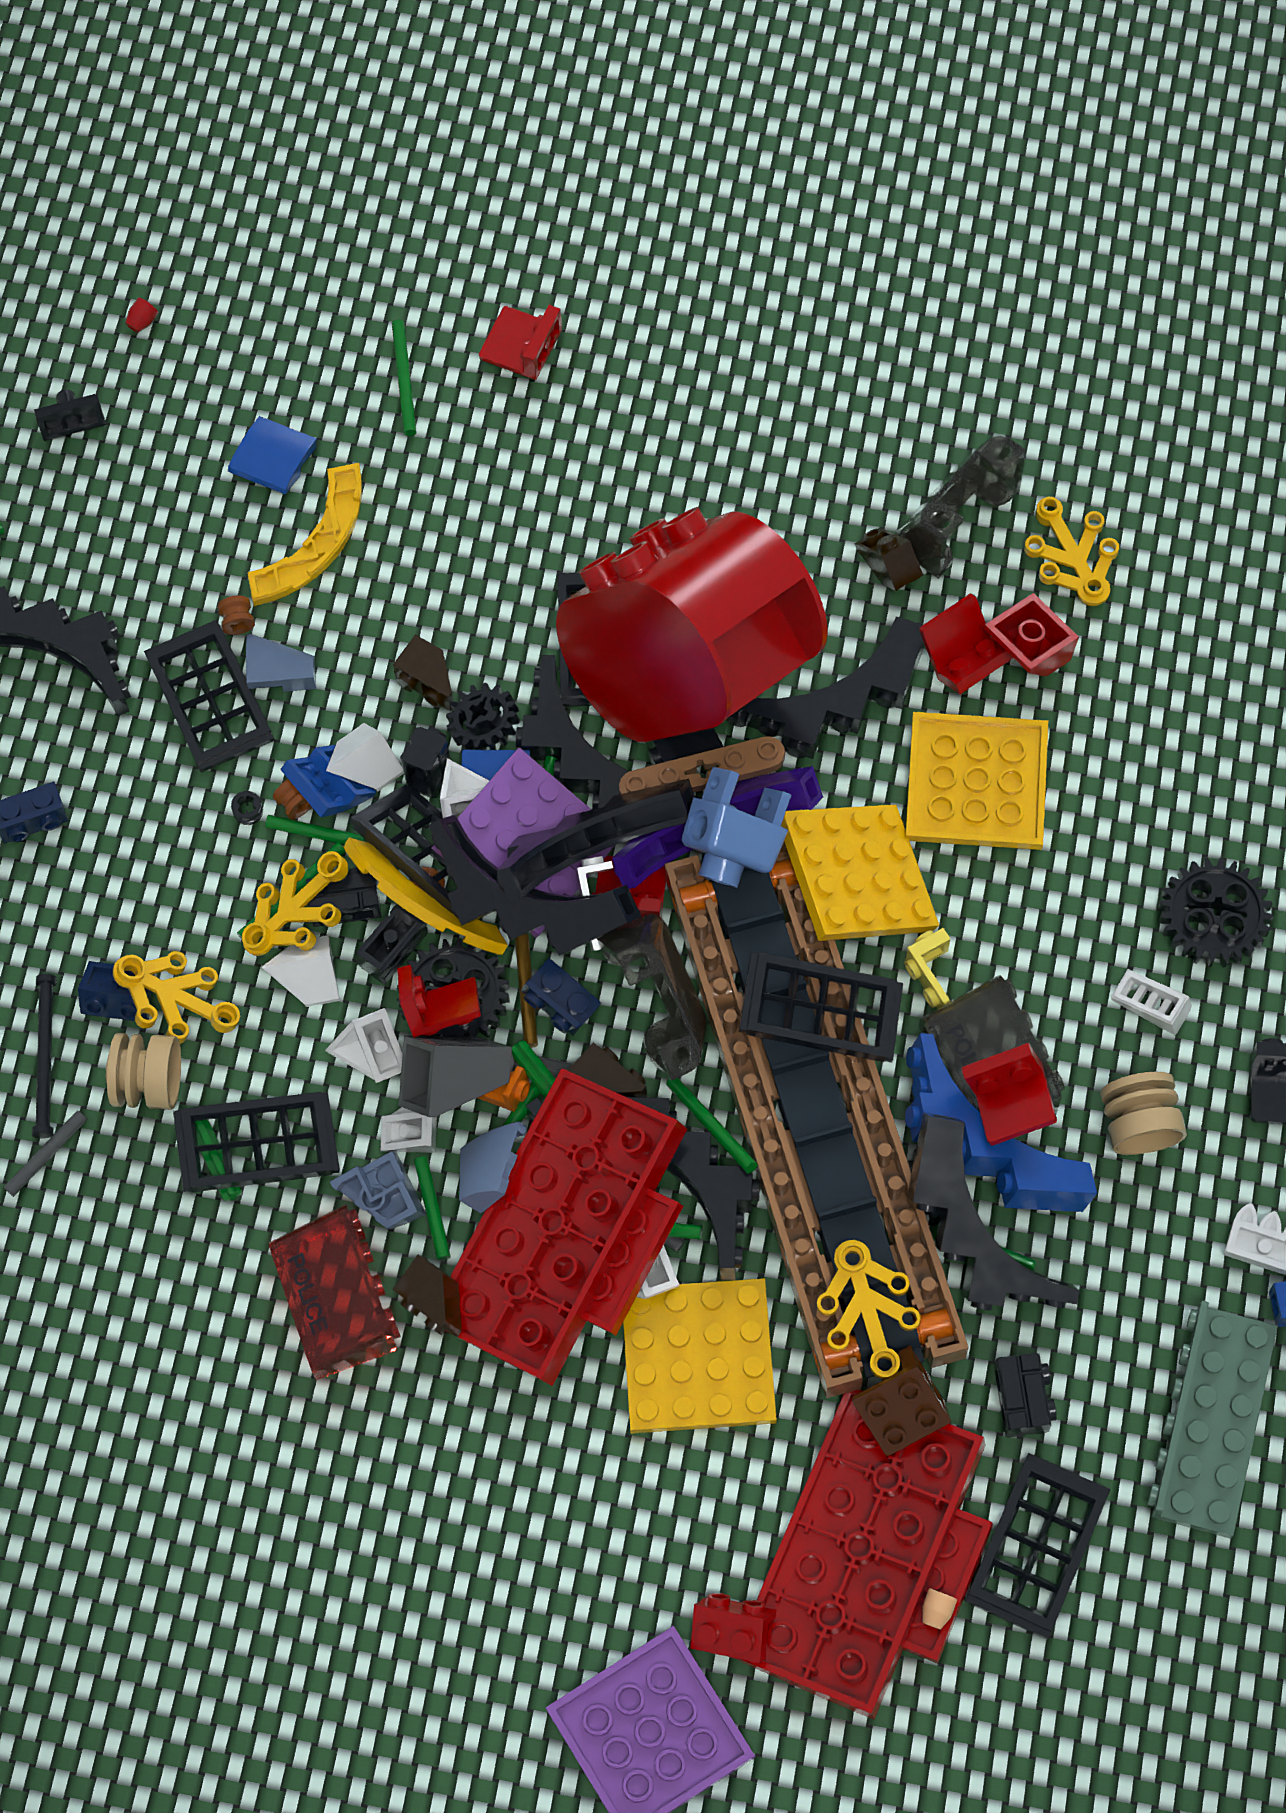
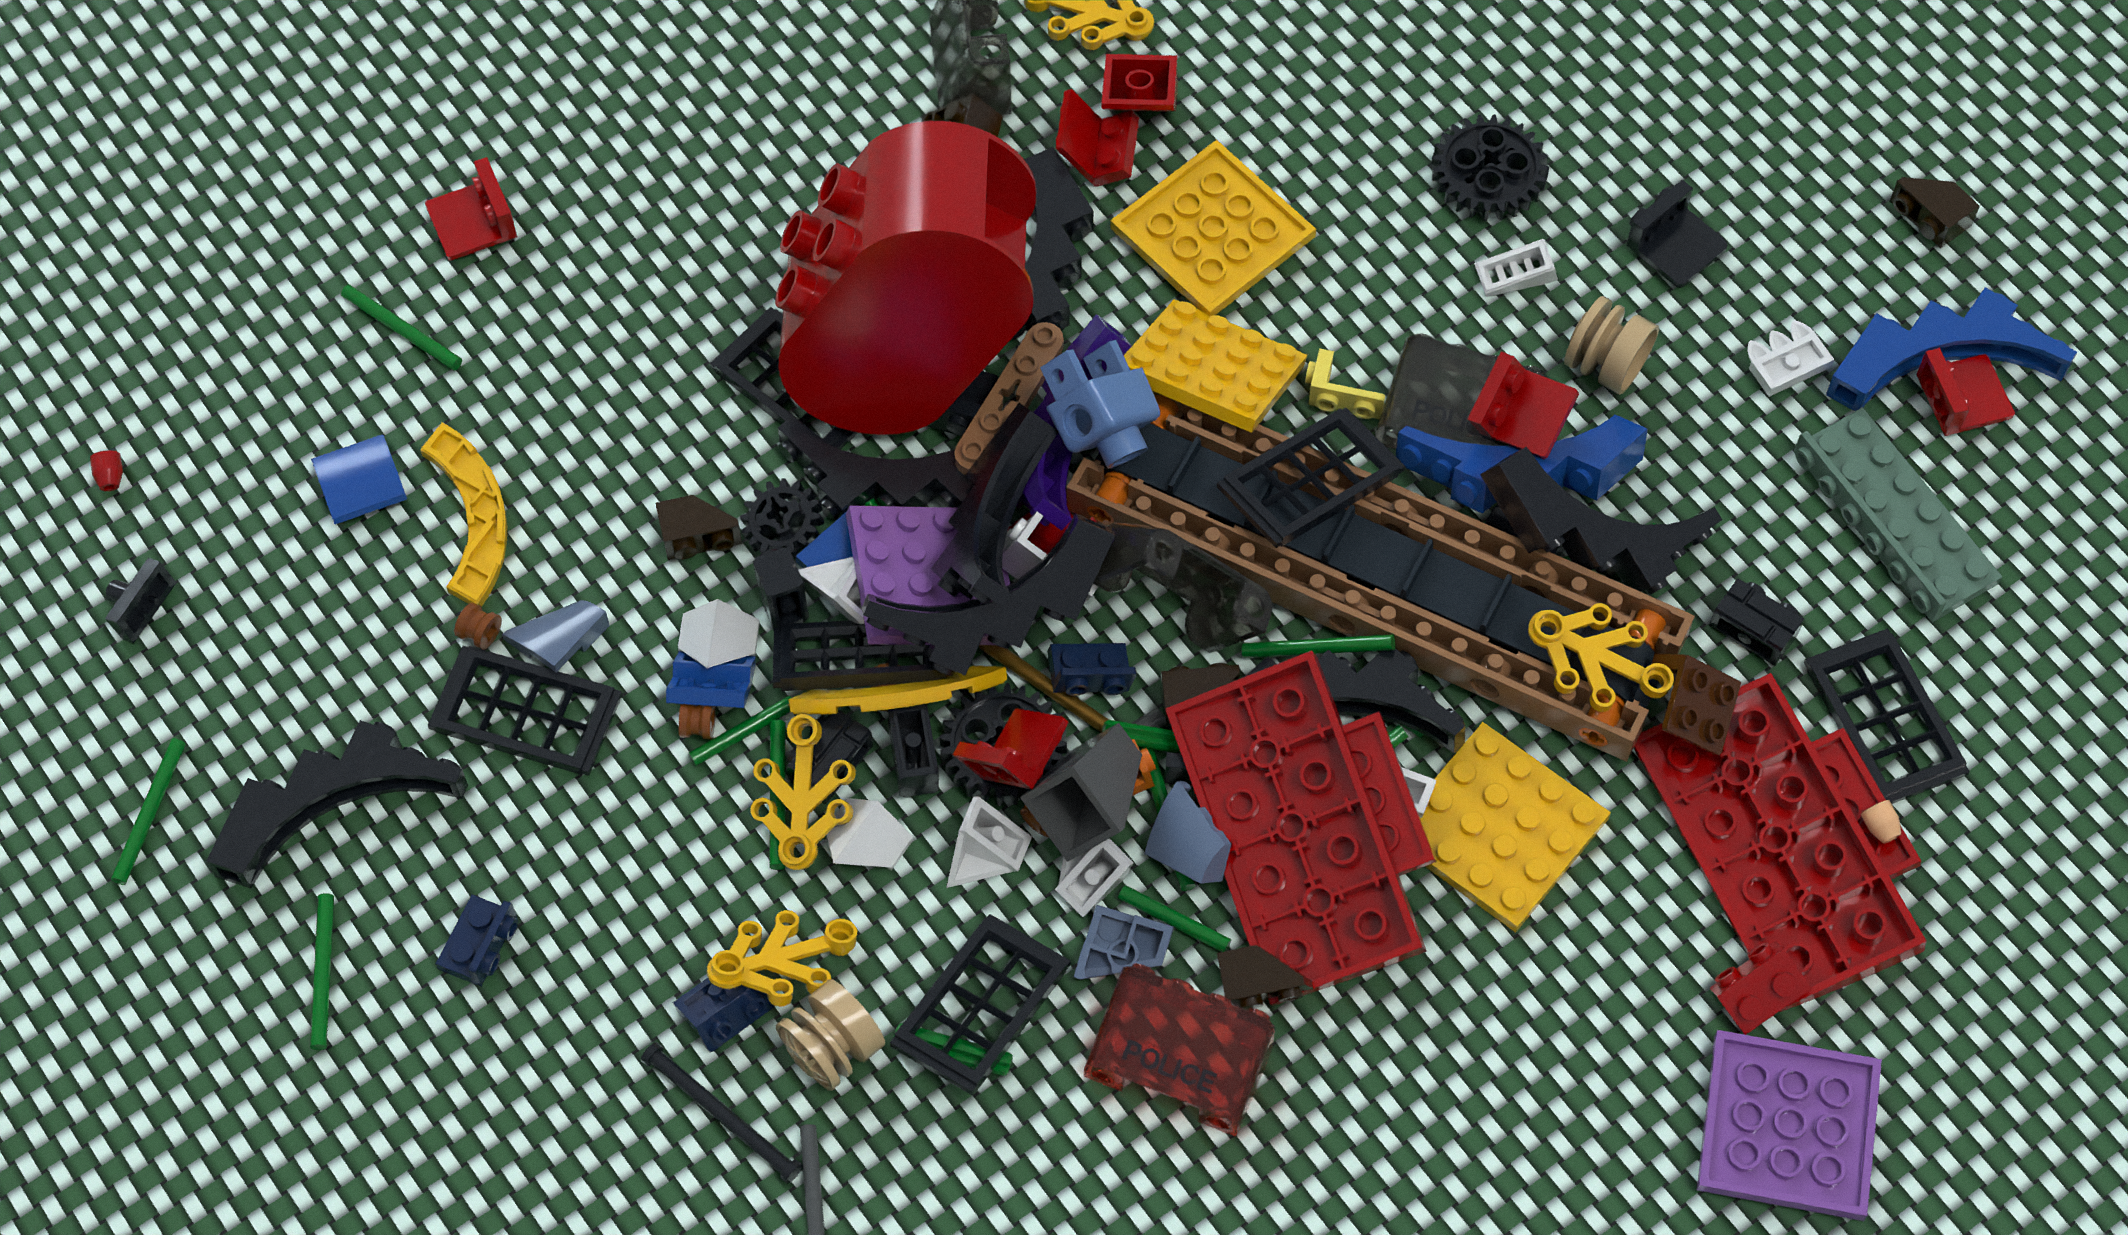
camera: 50 degrees left, 5 degrees down
(246, 797) = (654, 773): black bush -> none

